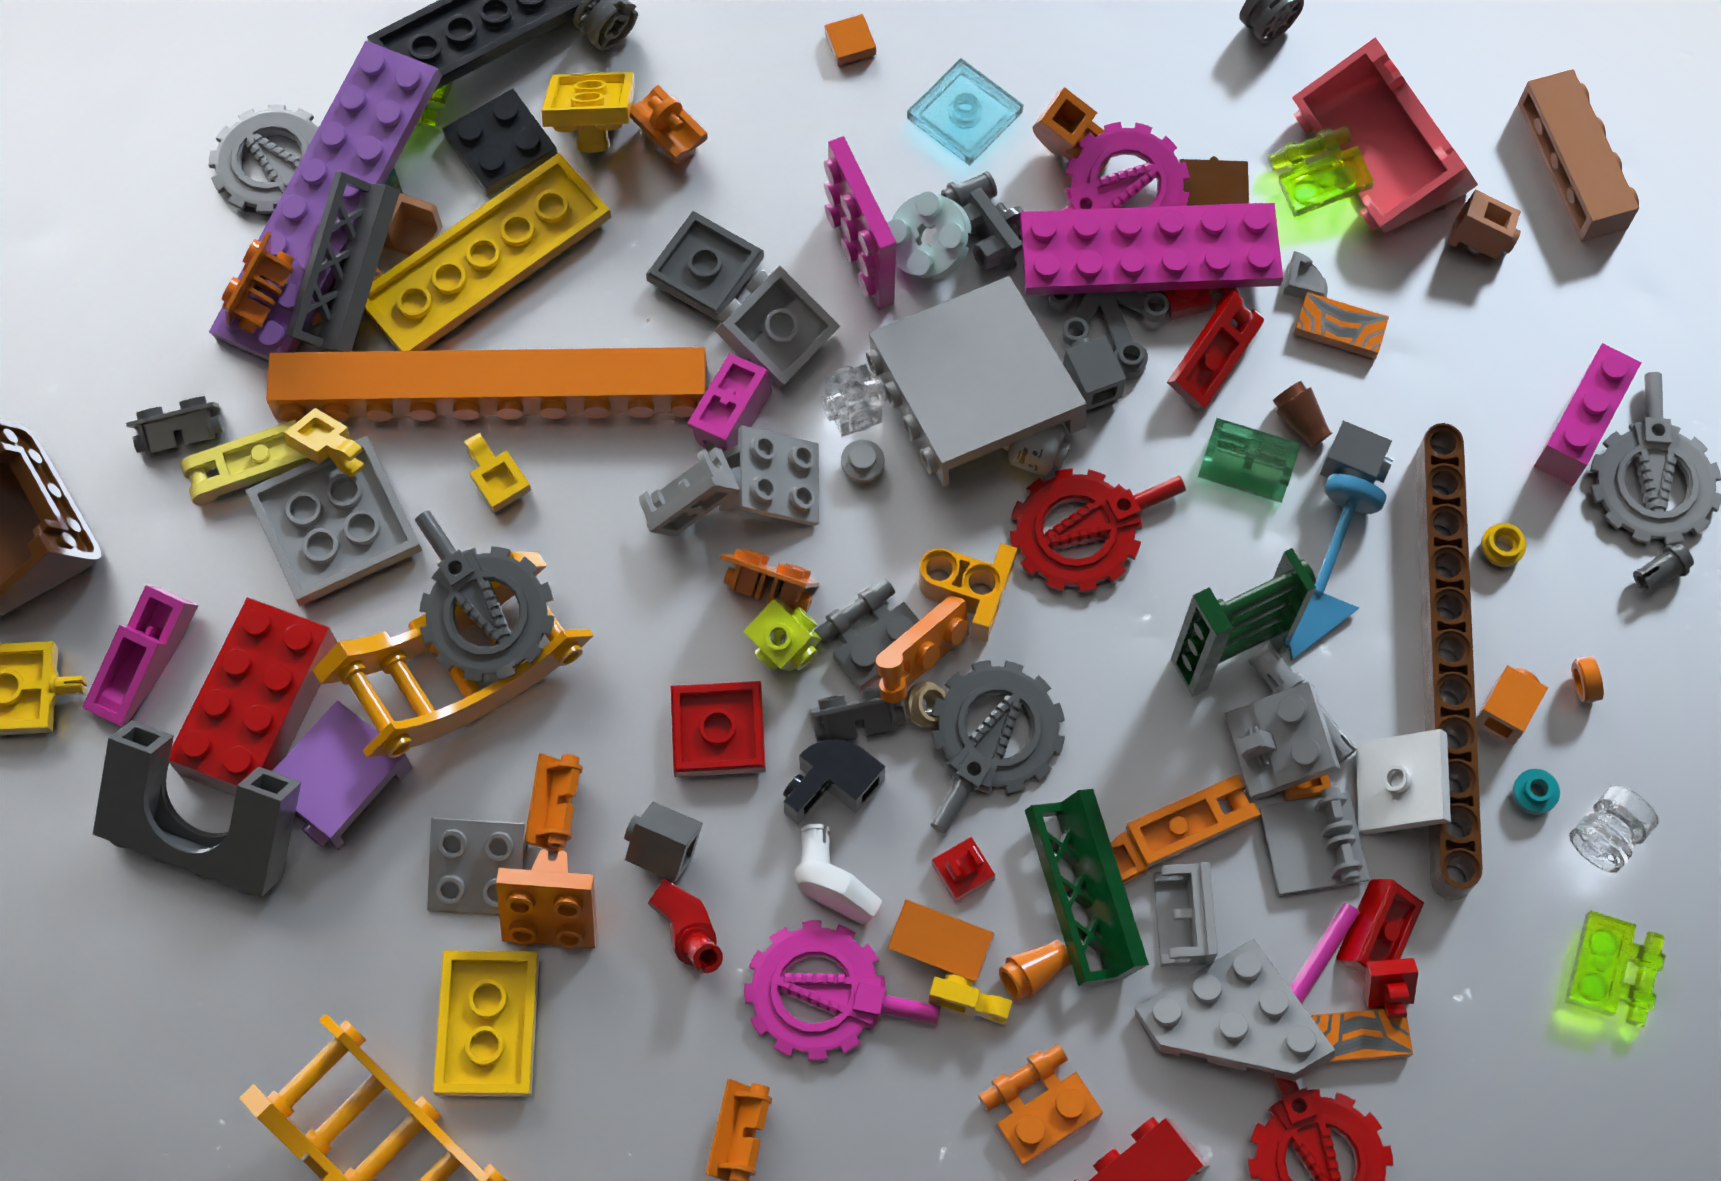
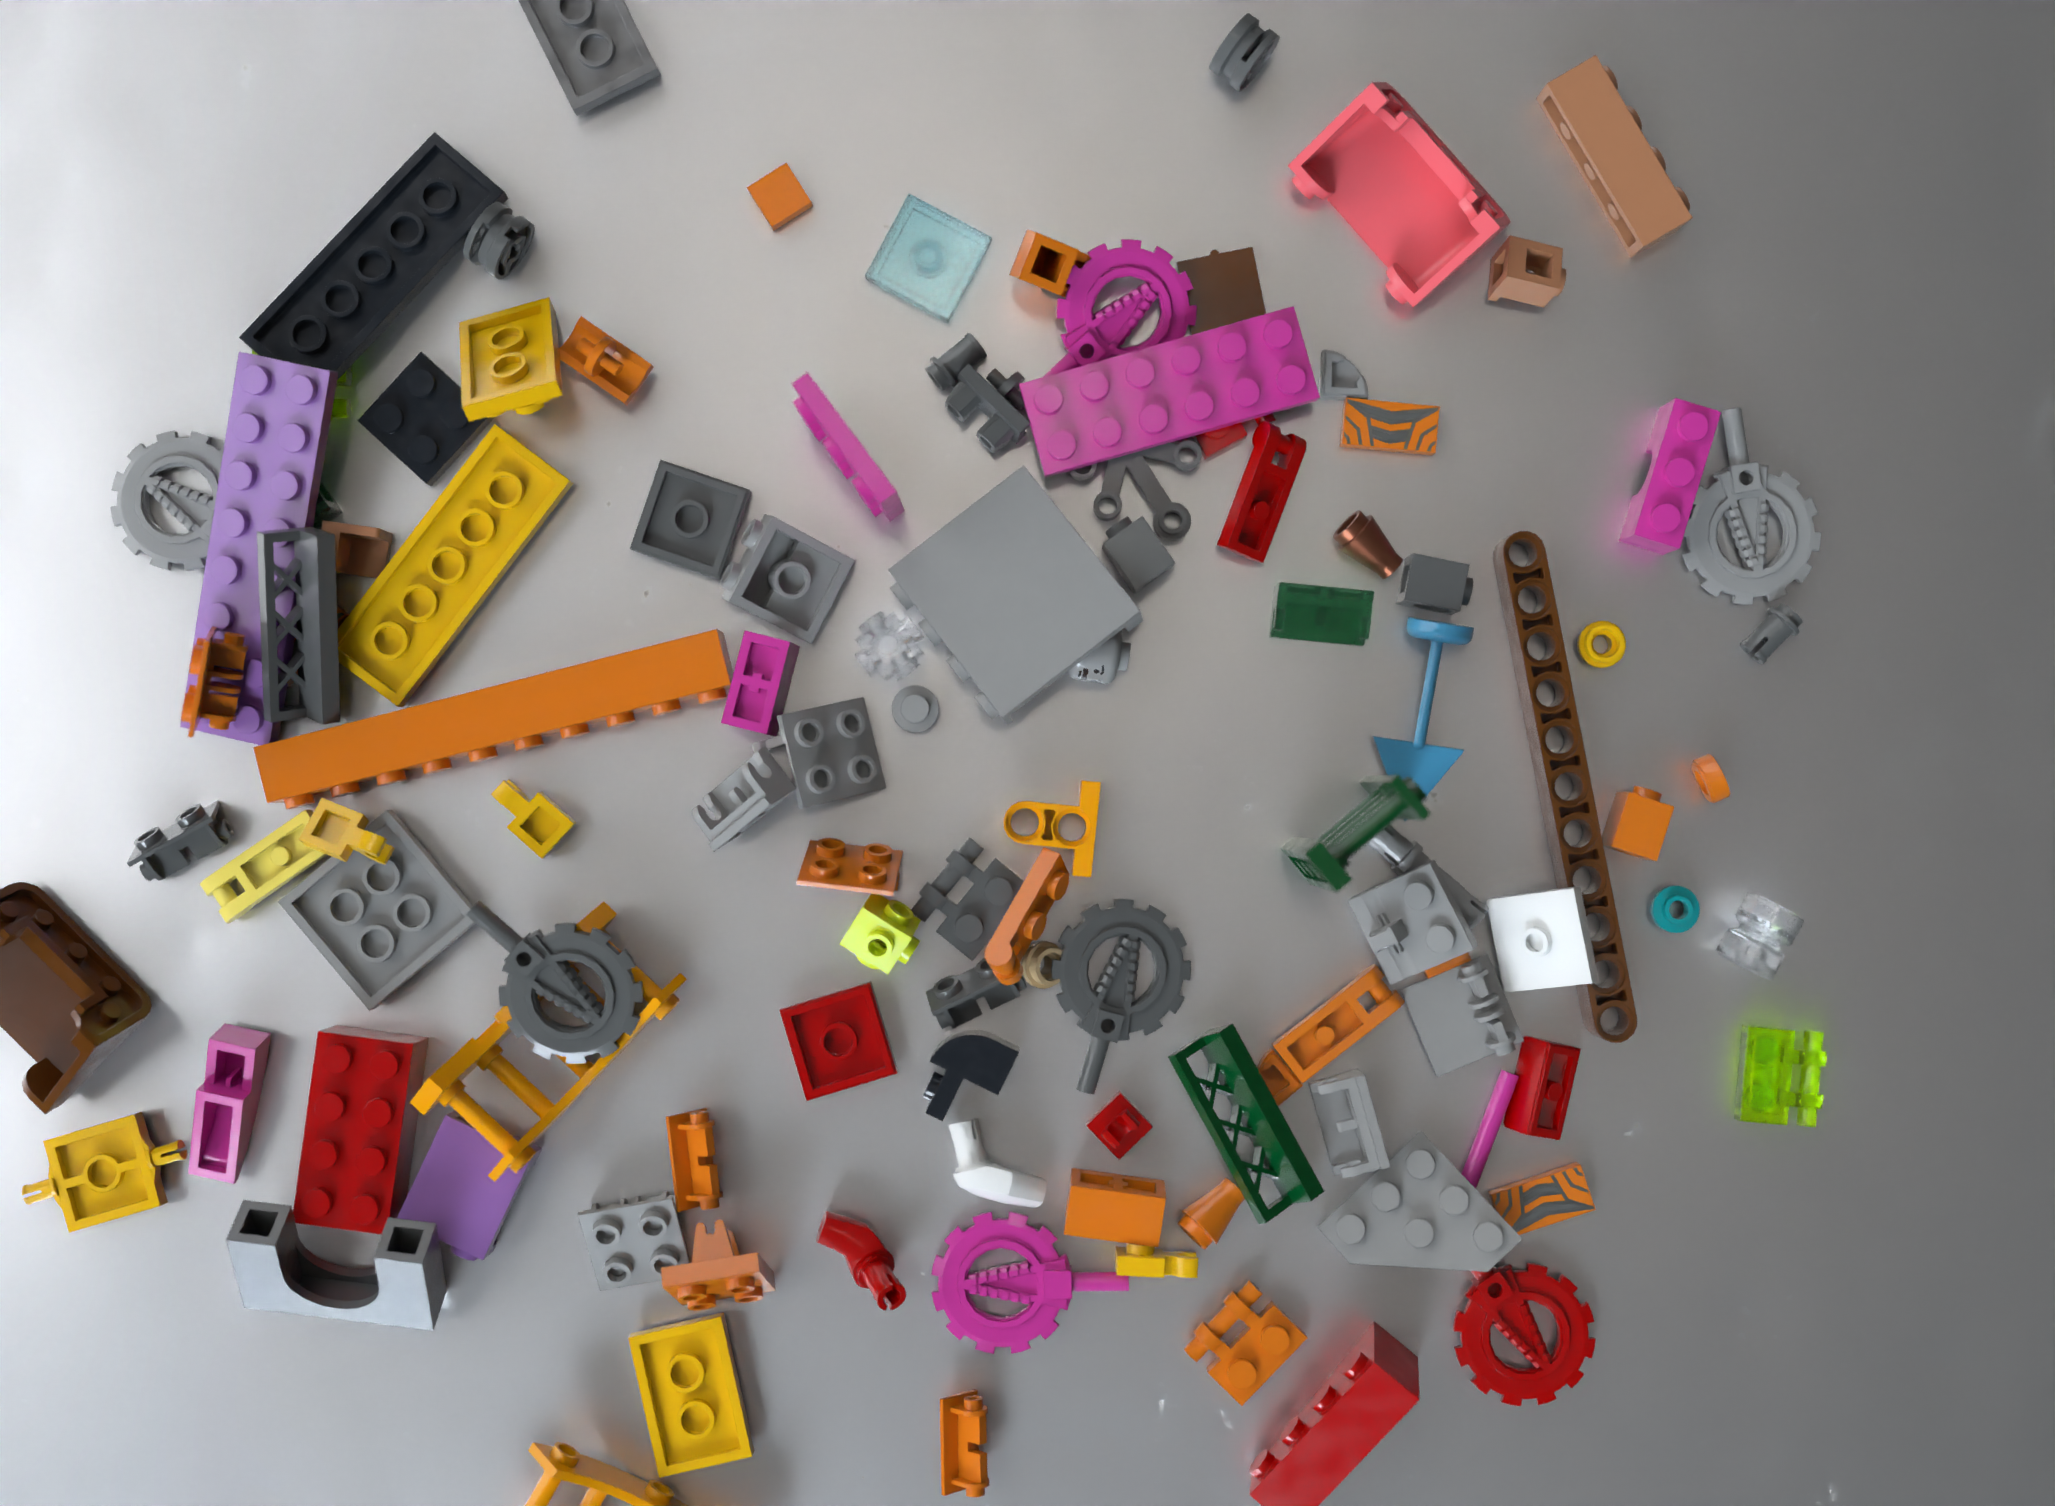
camera: 15 degrees left, 20 degrees up
(662, 841) = (813, 1177): dark grey brick -> none
(951, 237) = (900, 437): light aqua plate -> none
(1108, 514) = (1187, 708): red bar -> none
(1324, 180) = (1341, 256): clear neon green plate -> none
(1391, 985) = (1565, 1150): red tile -> none

